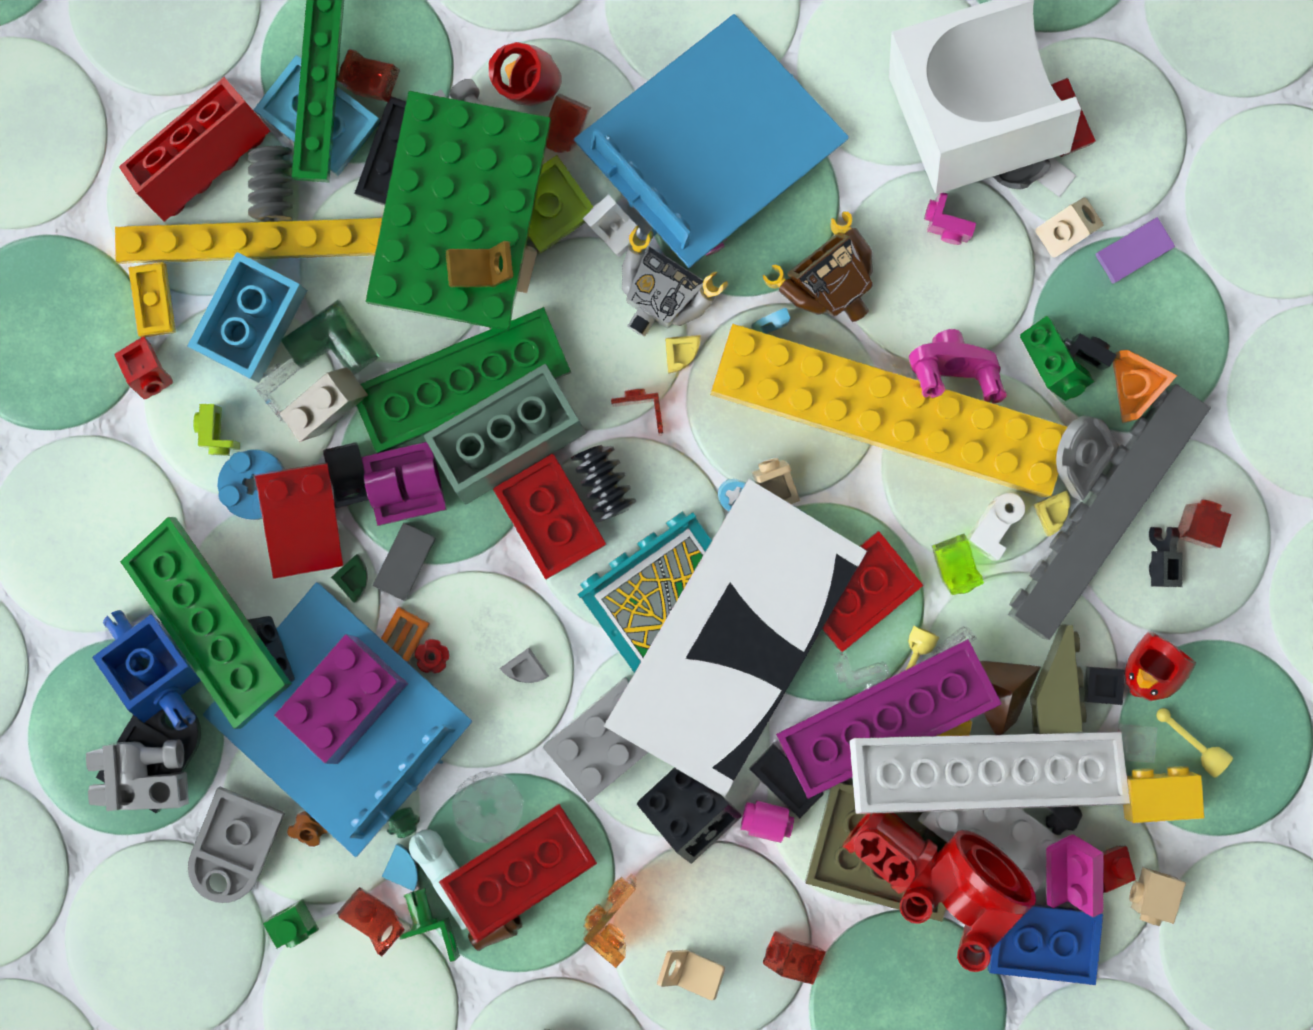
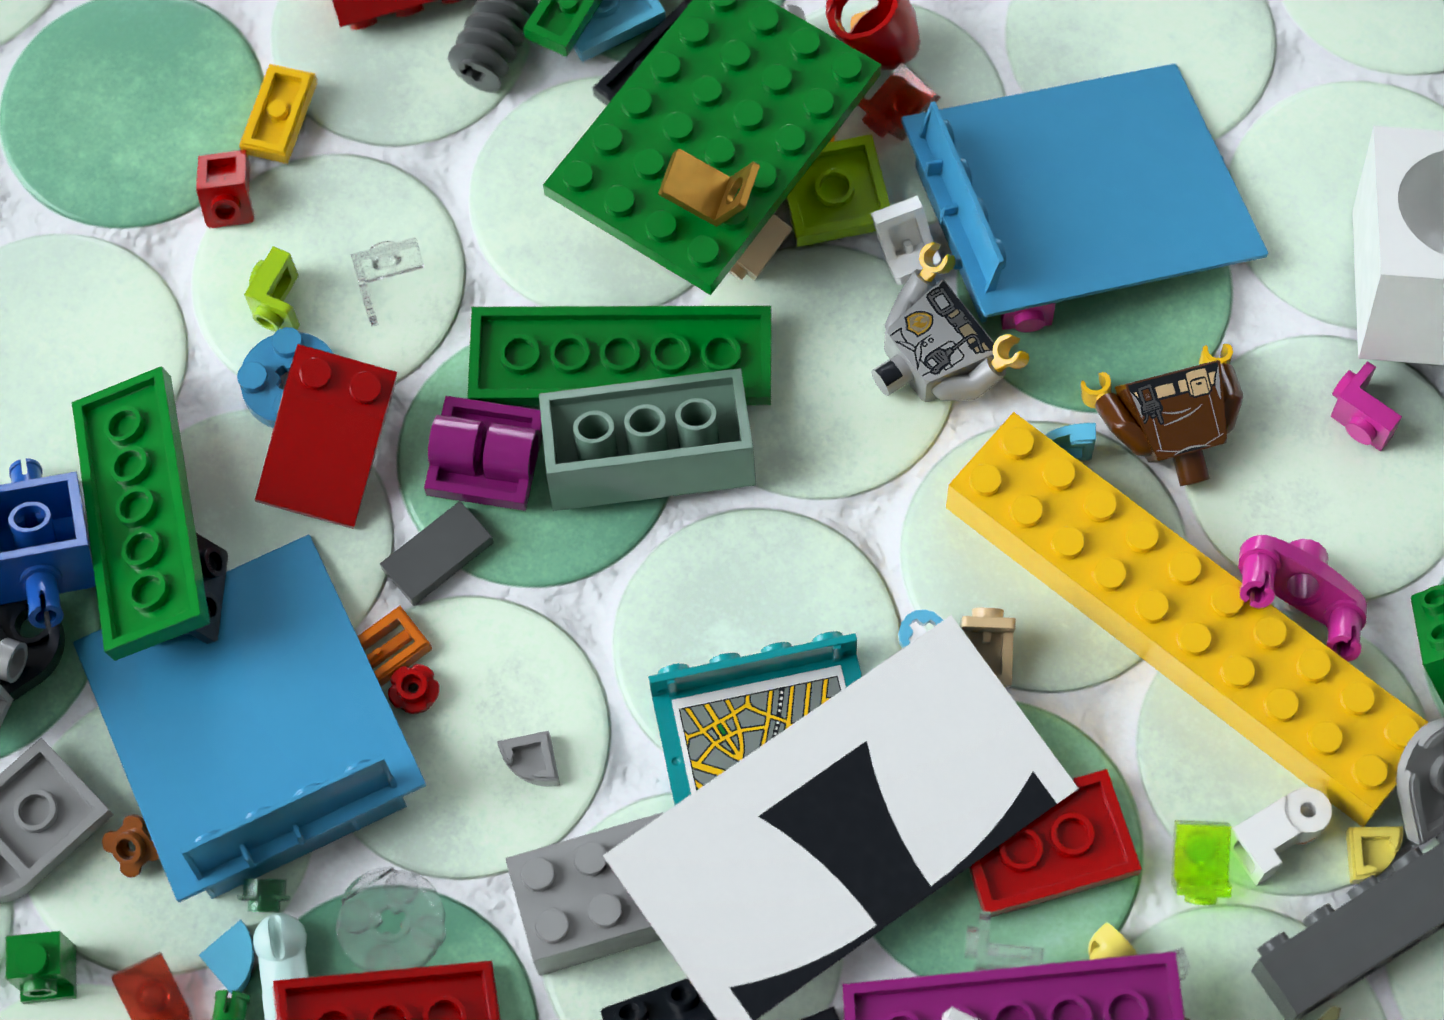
camera: 30 degrees right, 20 degrees down
(247, 317) = (386, 171): medium azure brick -> none
(250, 239) = (424, 90): yellow plate -> none
(323, 404) = (429, 307): brick -> none
(331, 330) = (477, 233): clear green brick -> none
(341, 699) = (264, 681): magenta brick -> none
(346, 474) = (416, 402): black bracket -> none
(352, 578) = (359, 547): dark green tile -> none
(549, 516) = (658, 571): red plate -> none
(604, 481) = (749, 552): black piece -> none
(639, 396) = (846, 467): clear red bracket -> none
(681, 352) = (930, 436): light yellow tile -> none

